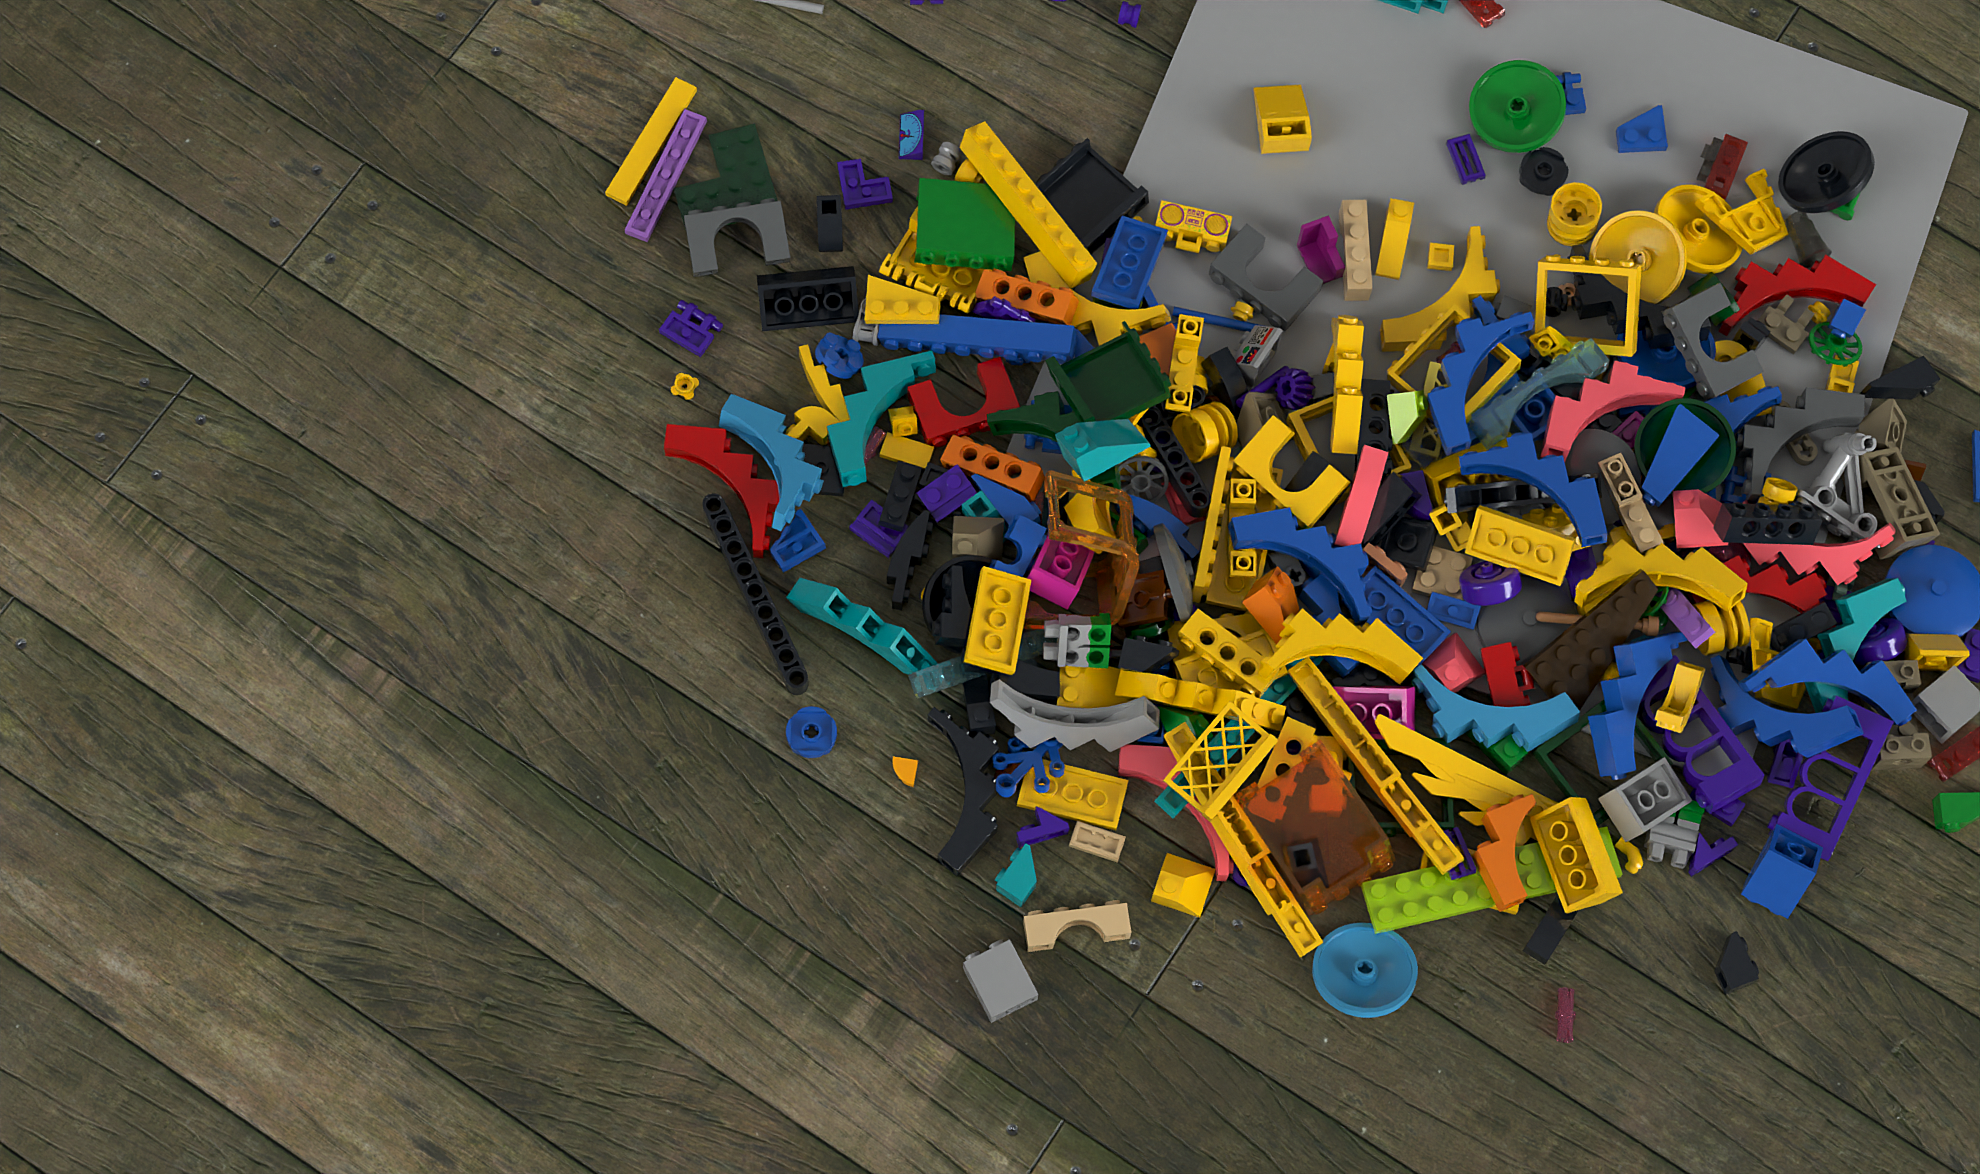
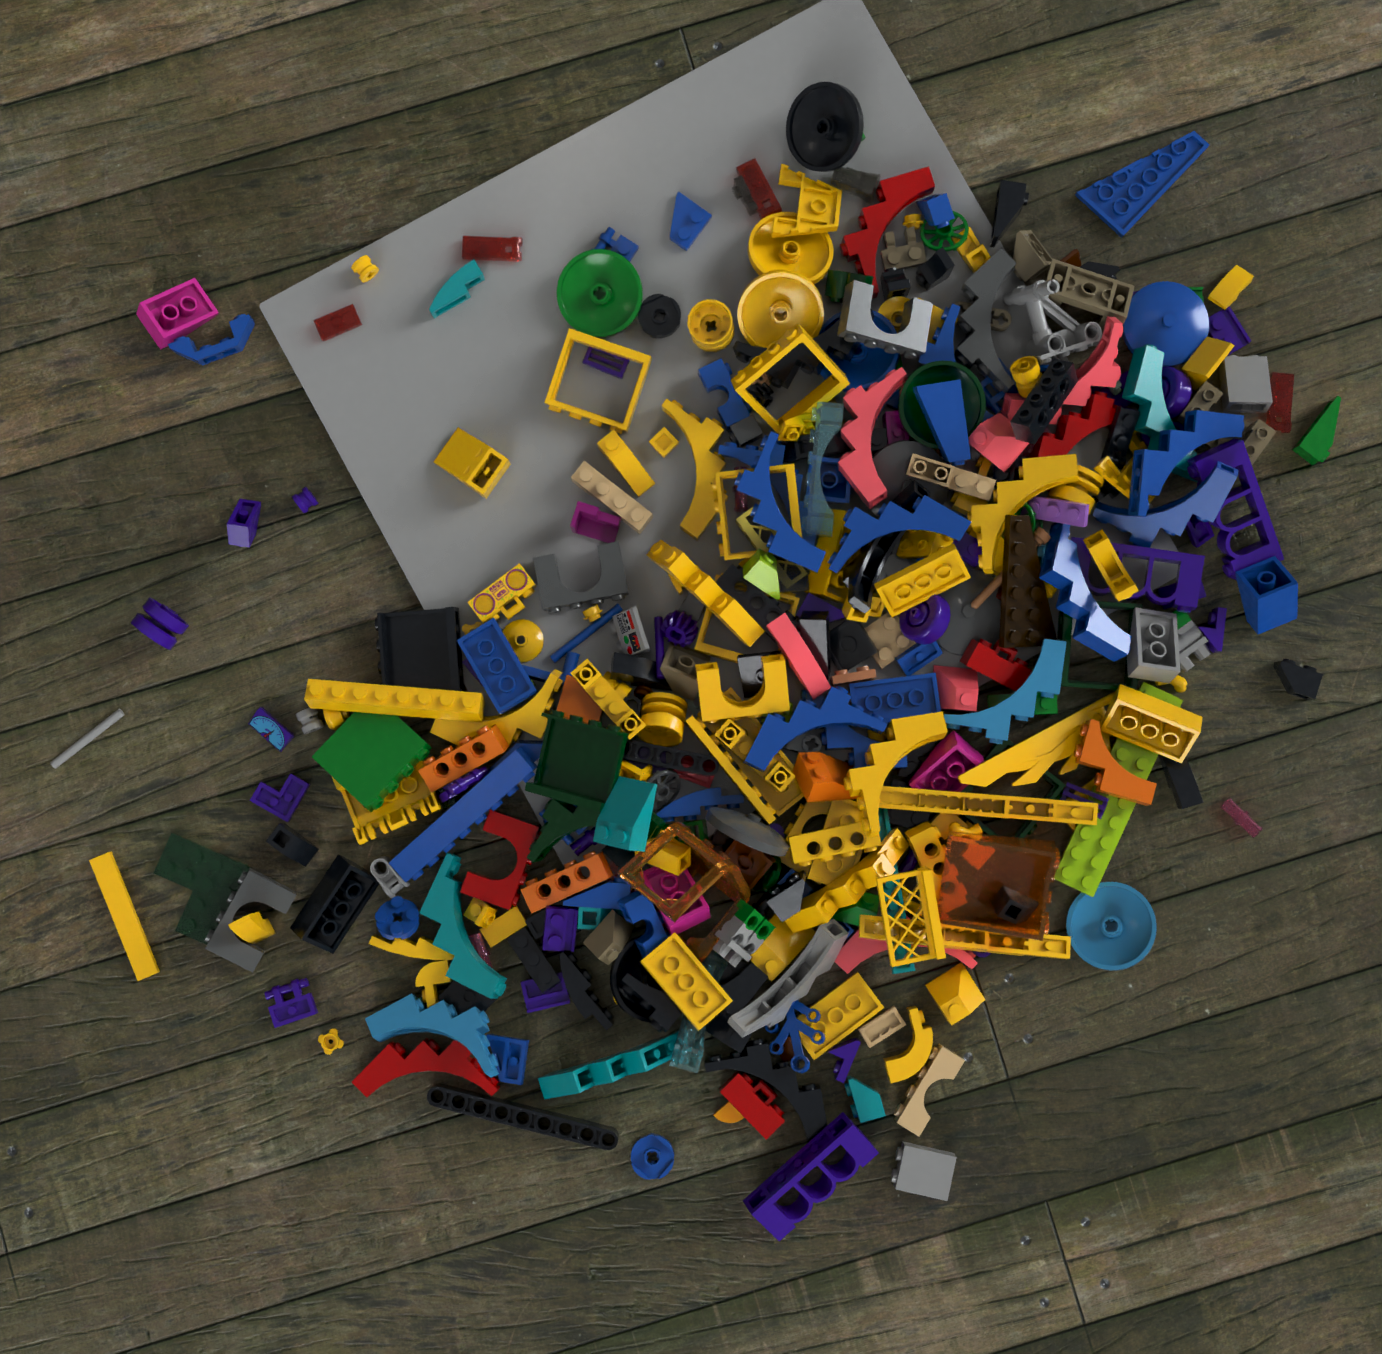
camera: 45 degrees left, 15 degrees up
(665, 175) = (160, 928): medium lavender plate -> none
(733, 240) = (252, 928): none -> yellow slope
(848, 883) = (781, 1219): none -> dark purple fence
(899, 304) = (395, 851): yellow wing -> none
(932, 767) = (754, 1109): none -> red piece
(1047, 459) = (585, 842): none -> dark purple pin
(1098, 890) = (915, 1056): none -> yellow arch
(1173, 284) = (533, 639): none -> yellow dish
(1429, 123) = (609, 347): none -> yellow window
(1523, 287) = (717, 376): none -> blue arch
(1794, 360) = (935, 269): none -> black arch

